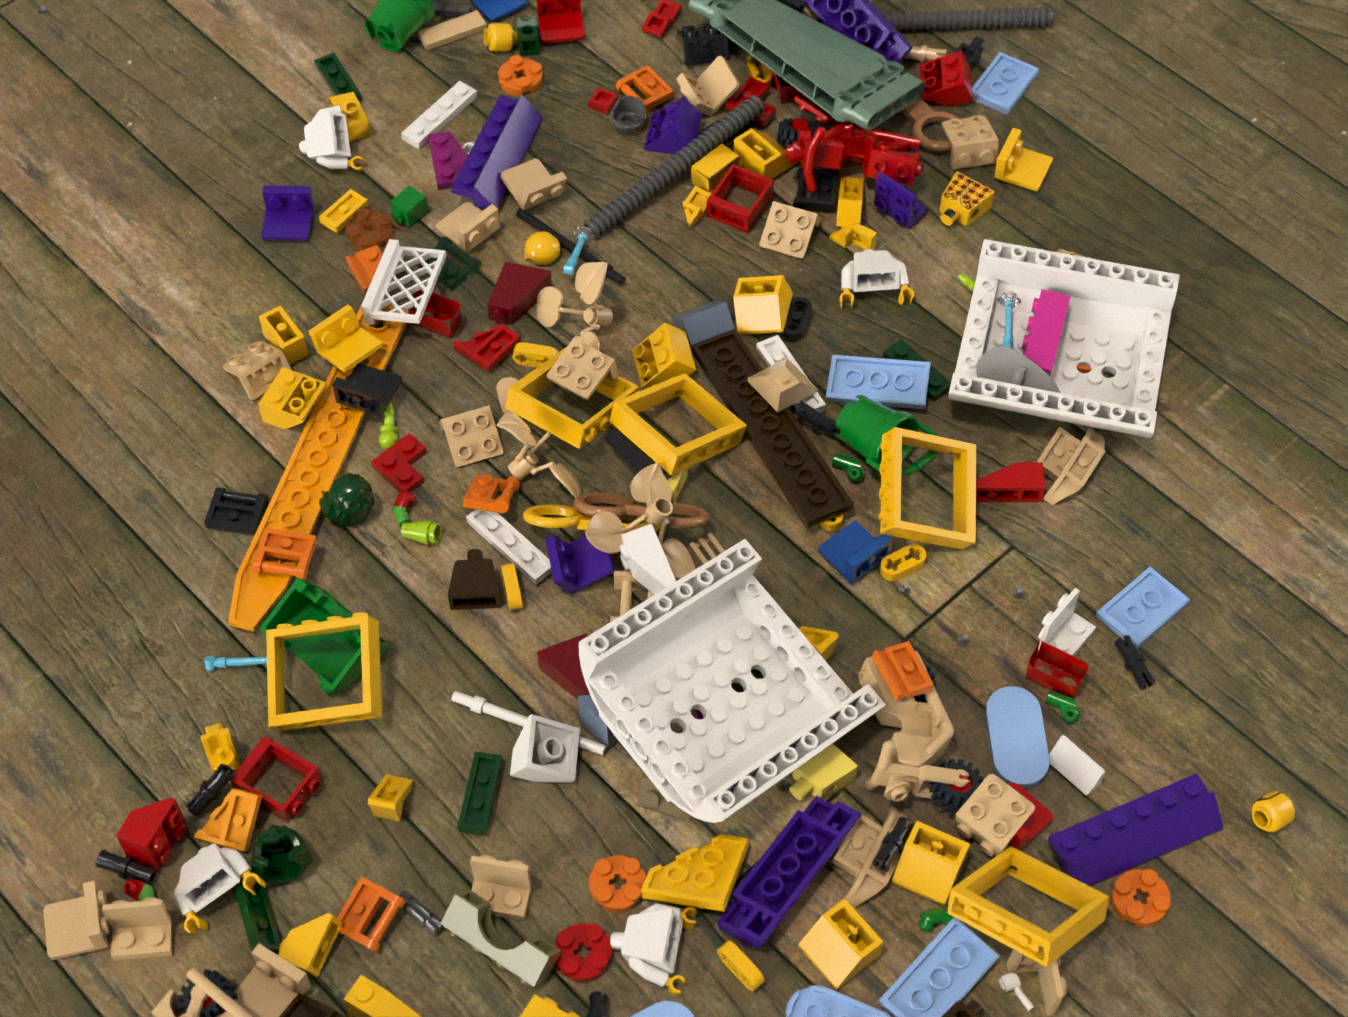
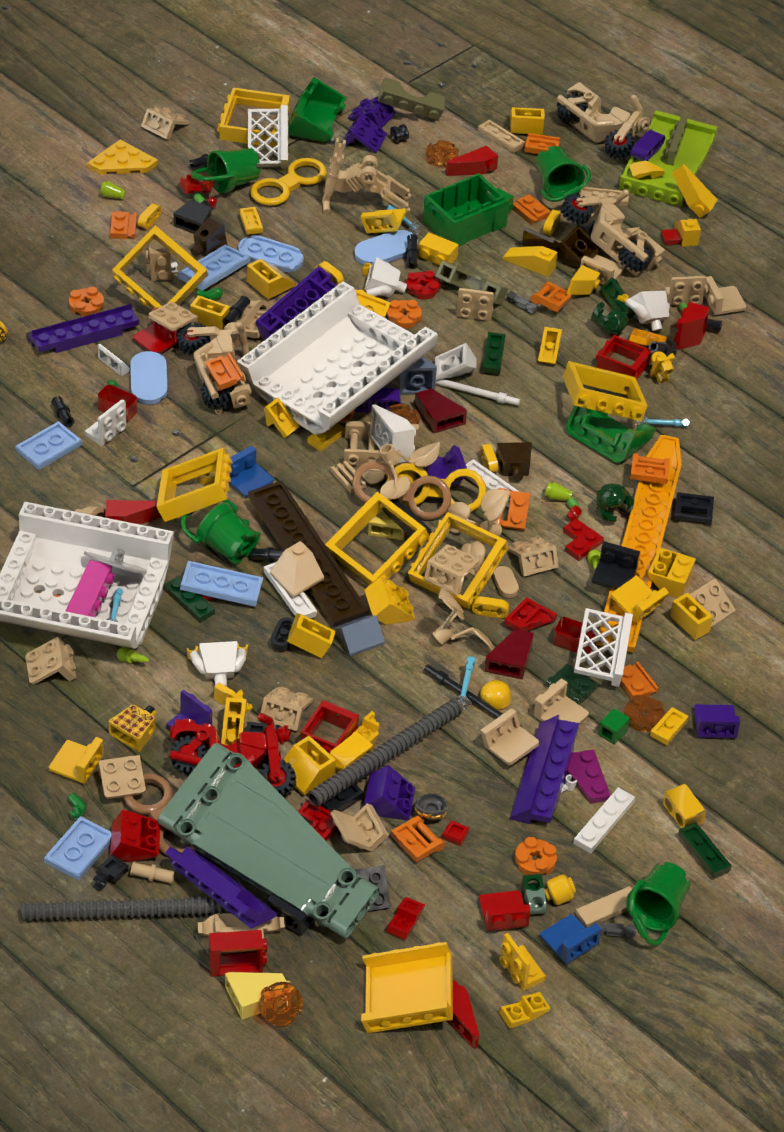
camera: 175 degrees right, 10 degrees down
(328, 138) = (695, 773): white torso -> none
(1011, 118) = (79, 806): none -> green arm

